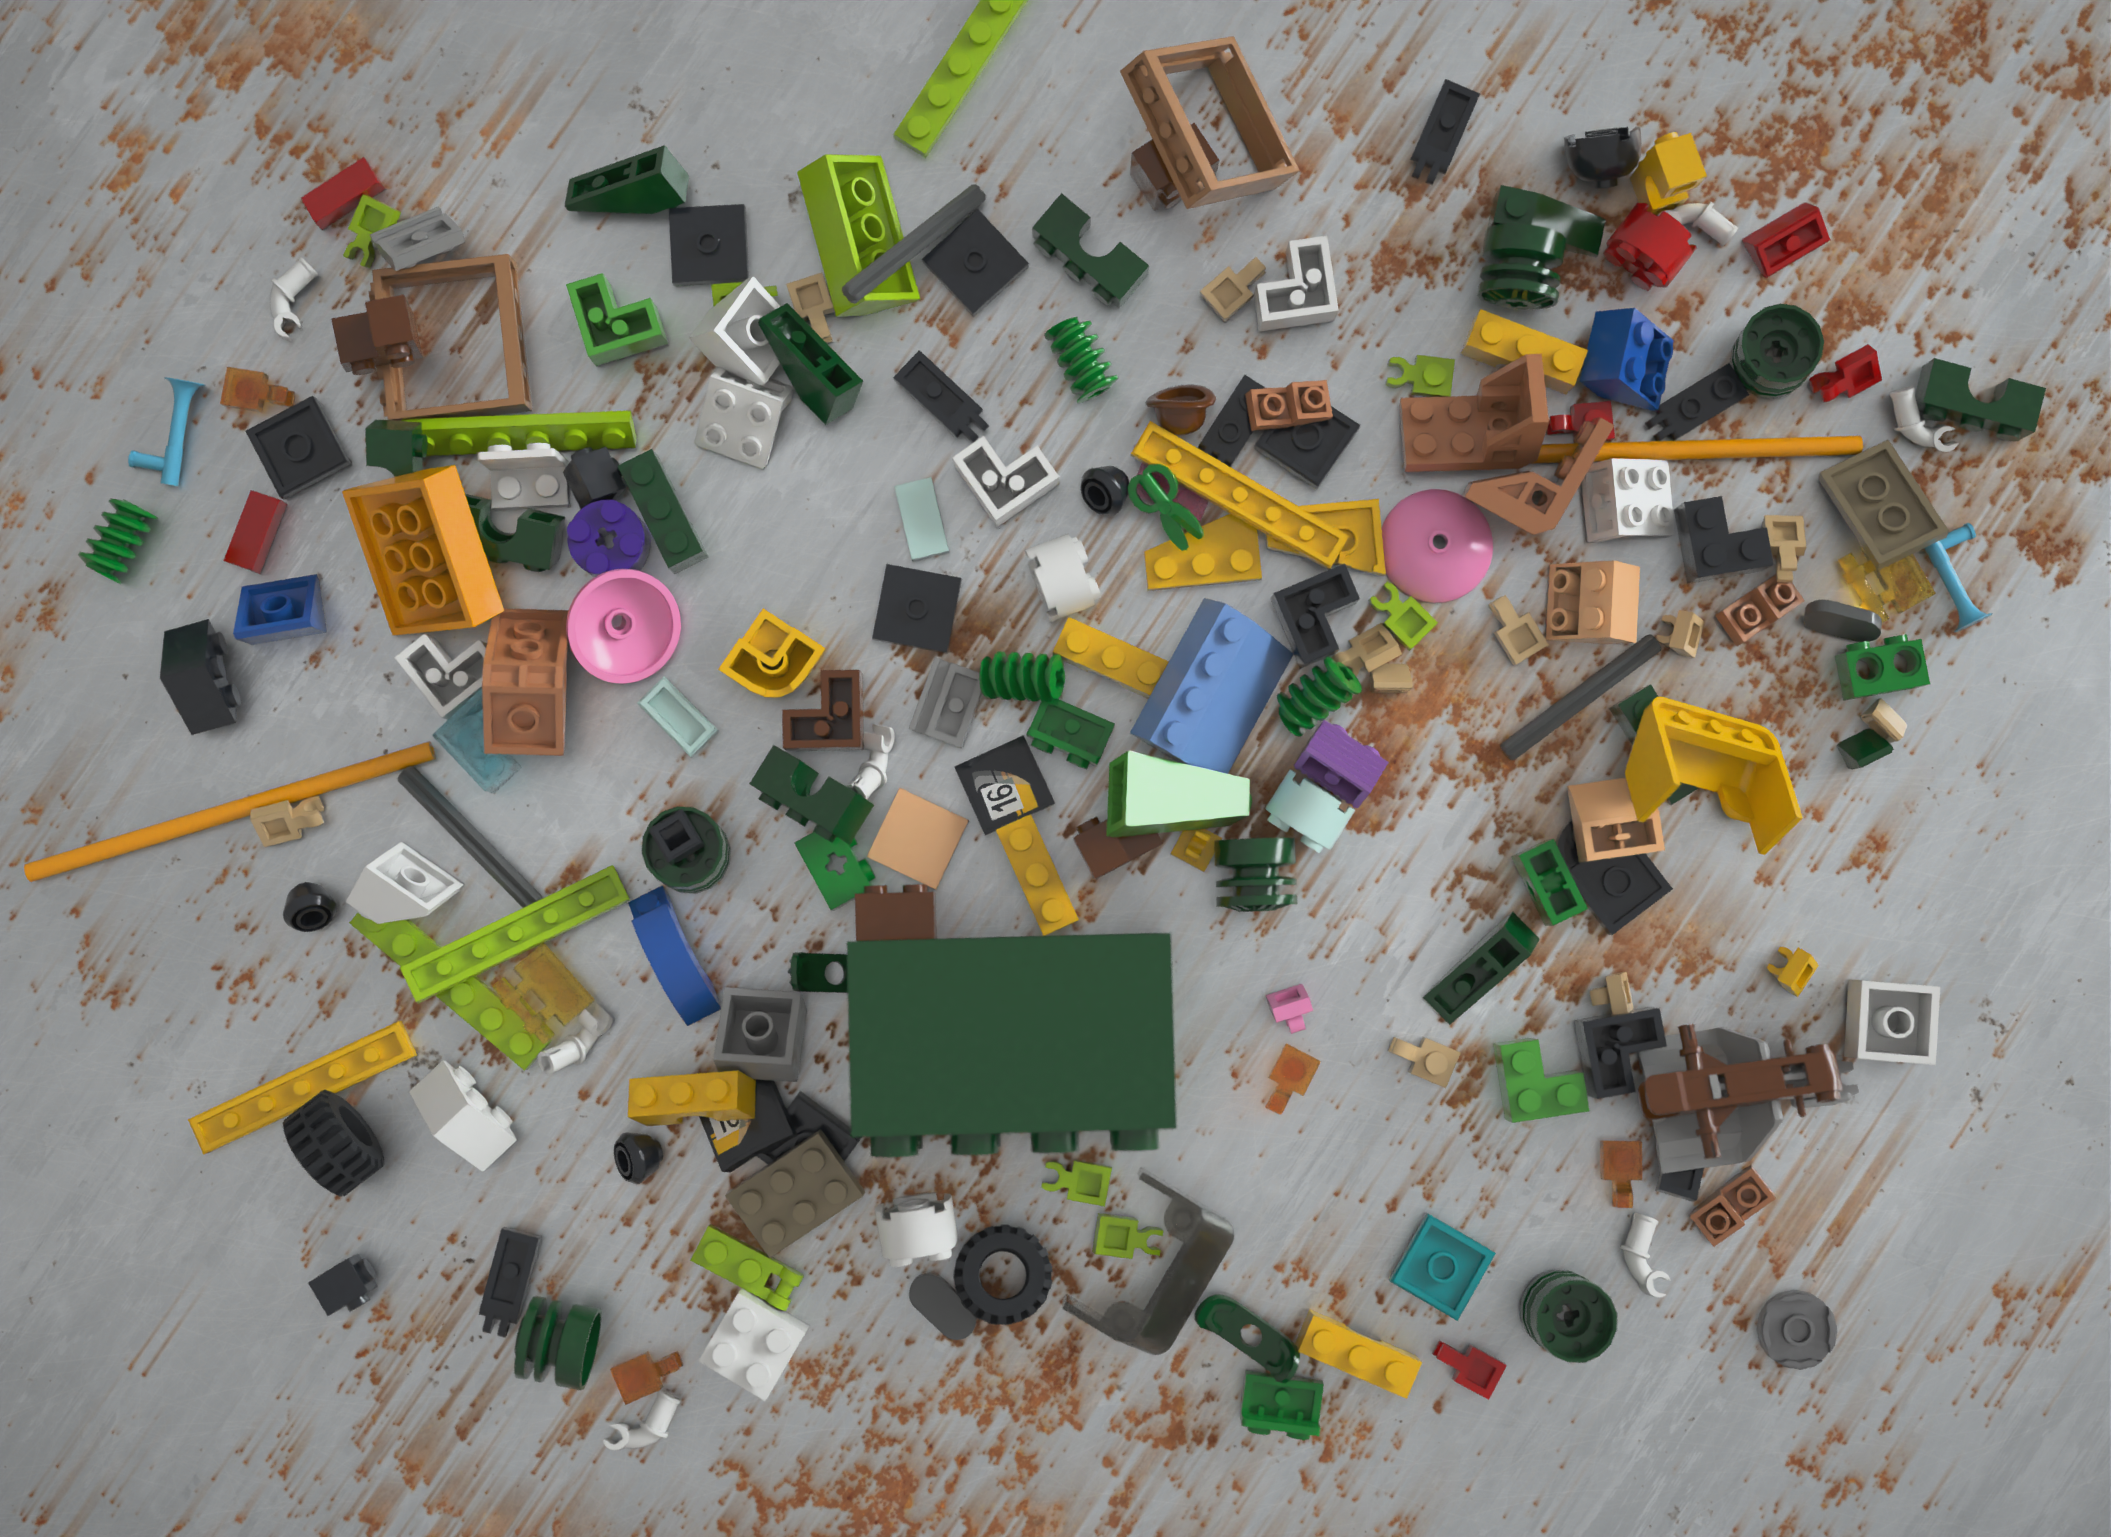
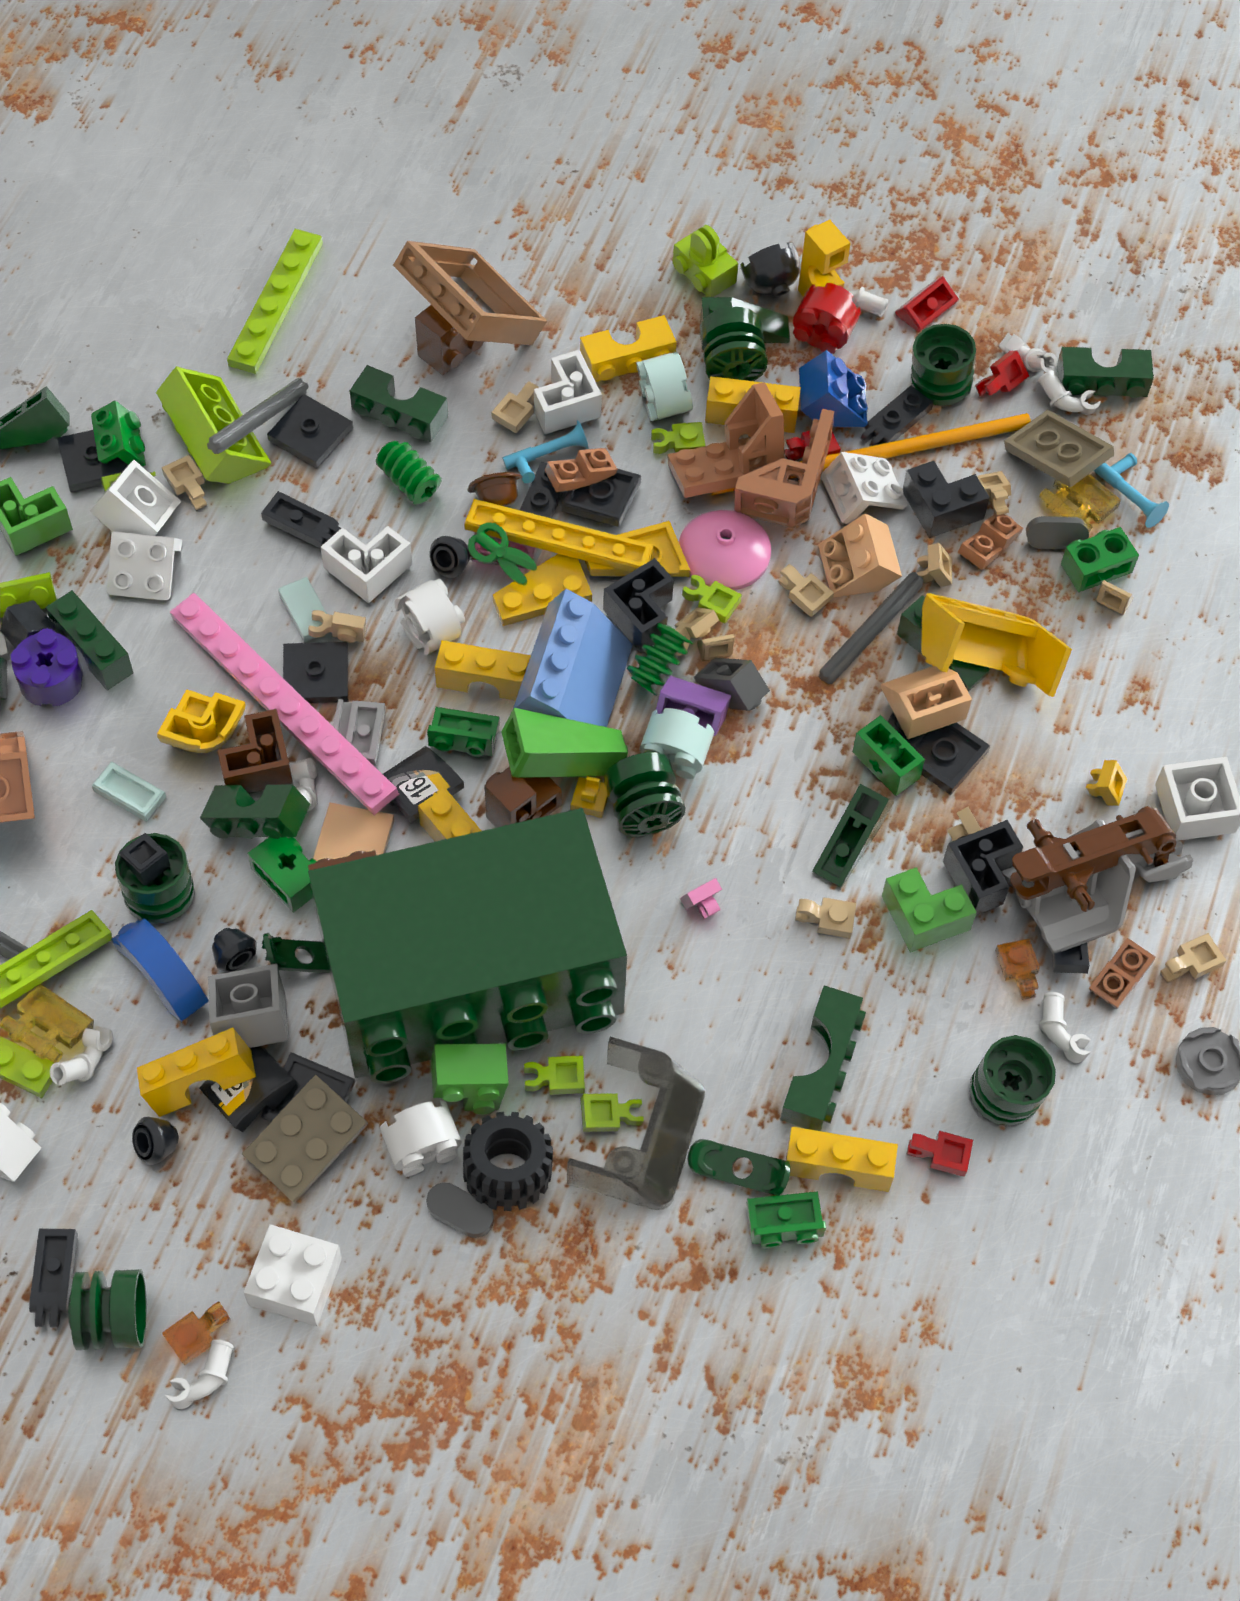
camera: 20 degrees left, 25 degrees down
(643, 639) = (82, 710): bright pink dish -> none
(741, 226) = (118, 434): none -> green bracket
(746, 1266) = (257, 1211): lime plate -> none
(758, 949) = (233, 949): none -> black cone
(811, 364) = (194, 516): dark green slope -> none
(870, 647) = (293, 710): none -> bright pink plate
(963, 563) = (342, 625): none -> tan plate
(983, 1179) = (470, 1073): none -> bright green brick
(1023, 677) = (414, 696): green piece -> none
(1221, 362) = (521, 458): none -> medium azure piece
(1293, 1073) = (718, 949): clear orange plate -> none
(1346, 1274) = (810, 1095): none -> dark green arch
(1360, 240) = (610, 359): none -> yellow arch
(1395, 738) = (734, 678): none -> dark grey slope
(1423, 305) = (664, 386): none -> light aqua brick
(1442, 1266) = (892, 1075): teal plate -> none
(1443, 129) = (649, 281): black hinge -> none
(1520, 119) = (705, 261): none -> lime brick
(1823, 1208) = (1196, 956): none -> tan plate
(1863, 748) = (1107, 619): dark green slope -> none
(1895, 356) = (1033, 359): none -> white piece

